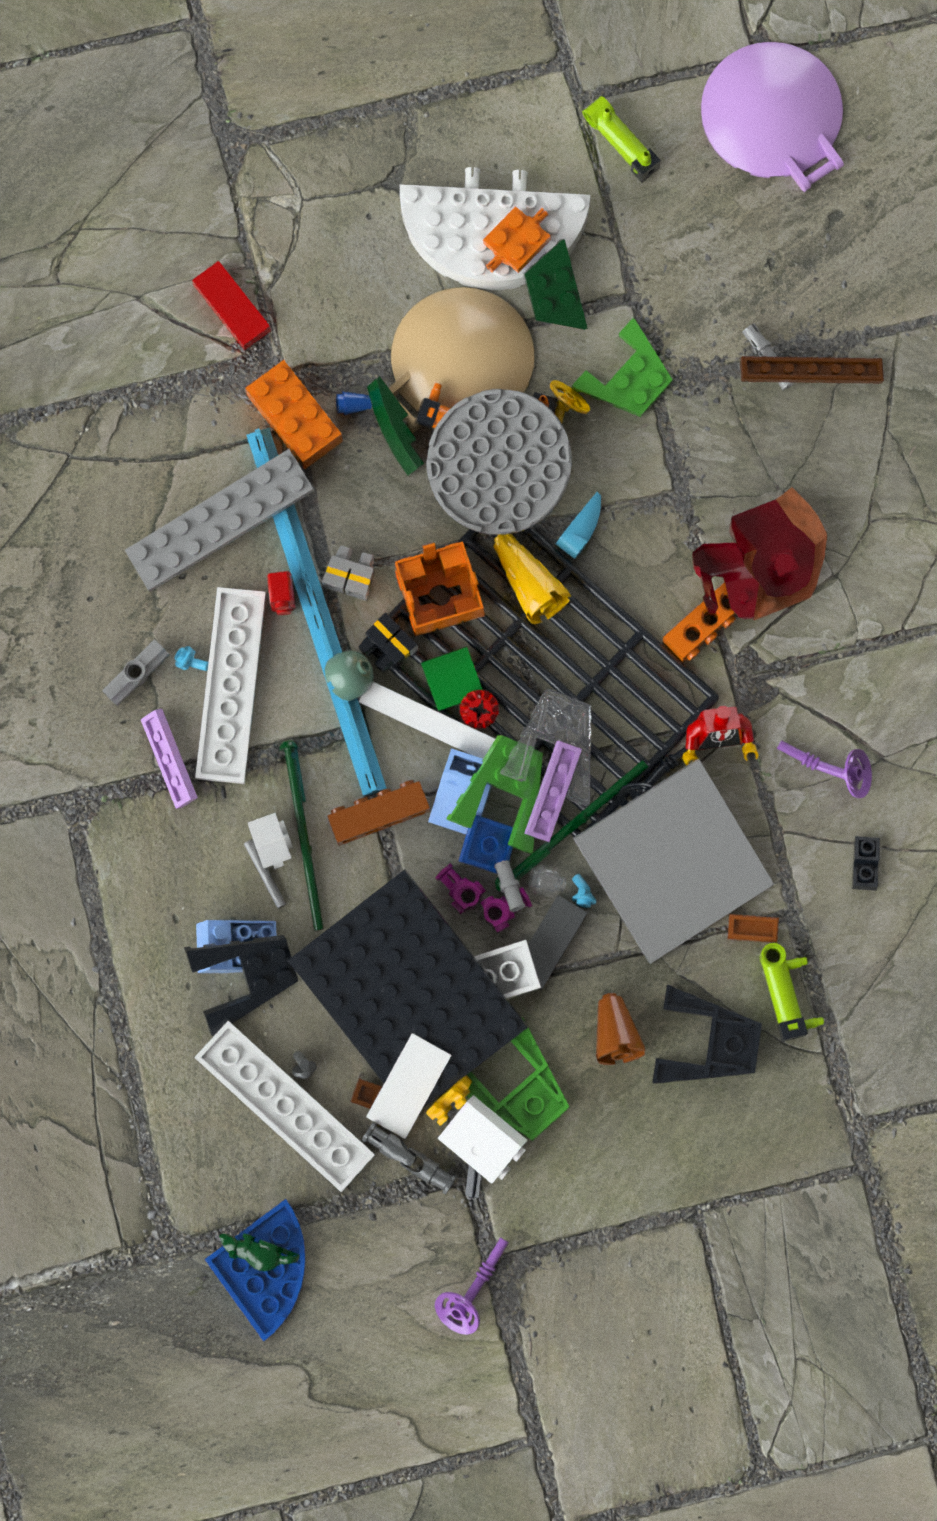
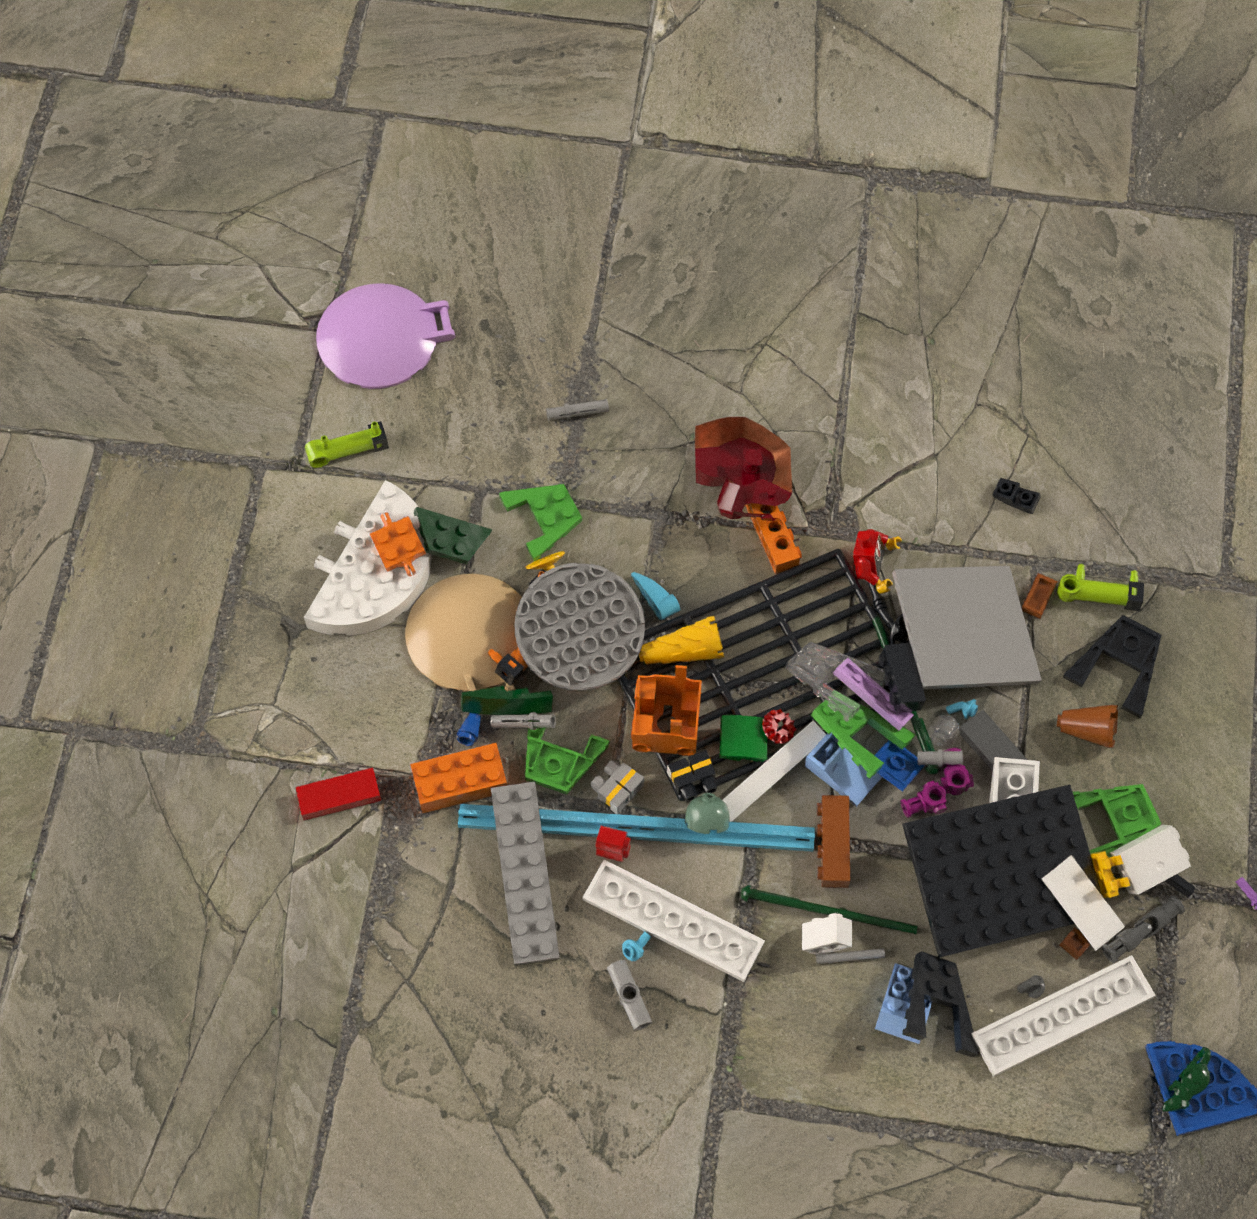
camera: 70 degrees left, 15 degrees down
(169, 758) = (717, 996): lavender plate -> none
(348, 502) = (558, 766): none -> bright green wing
(381, 459) = (546, 721): none -> light grey pin
(580, 813) = (902, 677): none -> black brick
(811, 369) = (603, 383): reddish brown tile -> none
(851, 773) = (942, 475): medium lavender dish -> none

